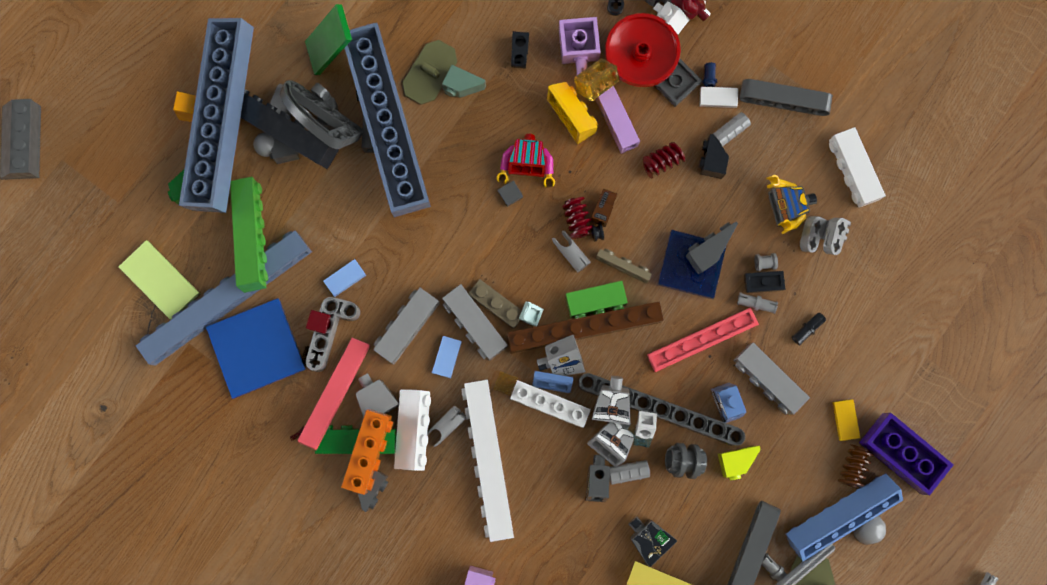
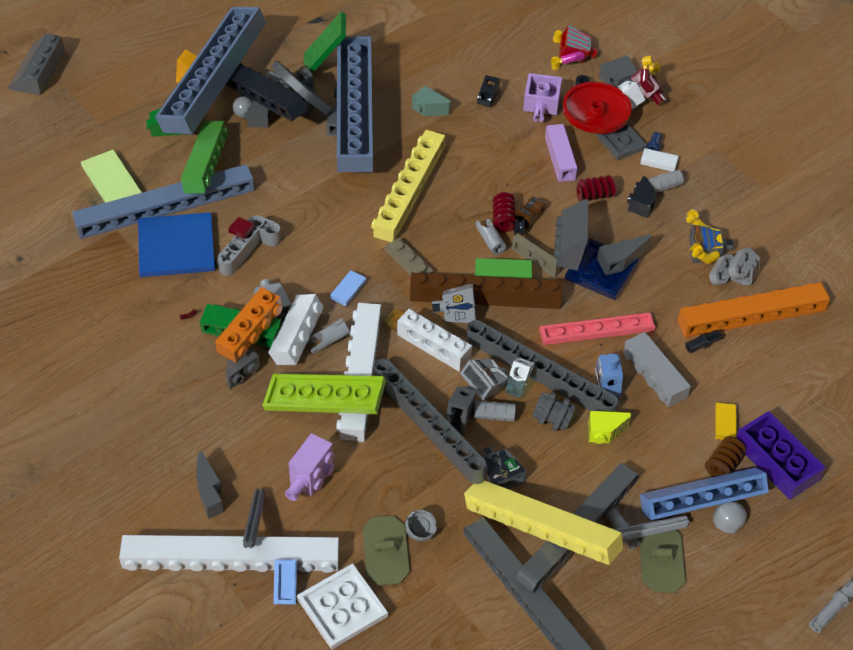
camera: 15 degrees right, 30 degrees down
(333, 394) = (233, 284): coral tile -> none
(344, 278) = (278, 211): light blue tile -> none
(406, 326) = (319, 255): light grey brick -> none
(429, 72) = (399, 96): olive shield -> none
(464, 507) = (324, 393): none -> lime plate
(475, 323) = (383, 266): light grey brick -> none
(482, 140) = (409, 186): none -> light yellow brick
(510, 193) = (447, 186): dark grey tile -> none
(528, 159) = (470, 161): torso -> none
(531, 314) = (438, 268): light aqua tile -> none
(552, 382) = (445, 321): medium blue tile -> none
(561, 505) = (431, 422): none -> dark grey beam
(571, 111) = (520, 139): yellow slope -> none
(596, 79) = (549, 116): clear yellow brick -> none
(613, 403) = (494, 342): torso -> none
(657, 240) = (571, 235): none -> dark grey slope
(757, 303) = (657, 310): light grey pin -> none
(764, 282) = (668, 296): black plate -> none
(766, 262) = (673, 281): light grey bush -> none
(786, 97) = (721, 170): dark grey beam -> none
(853, 276) = (753, 309): none -> orange brick
(856, 167) = (777, 231): white brick -> none

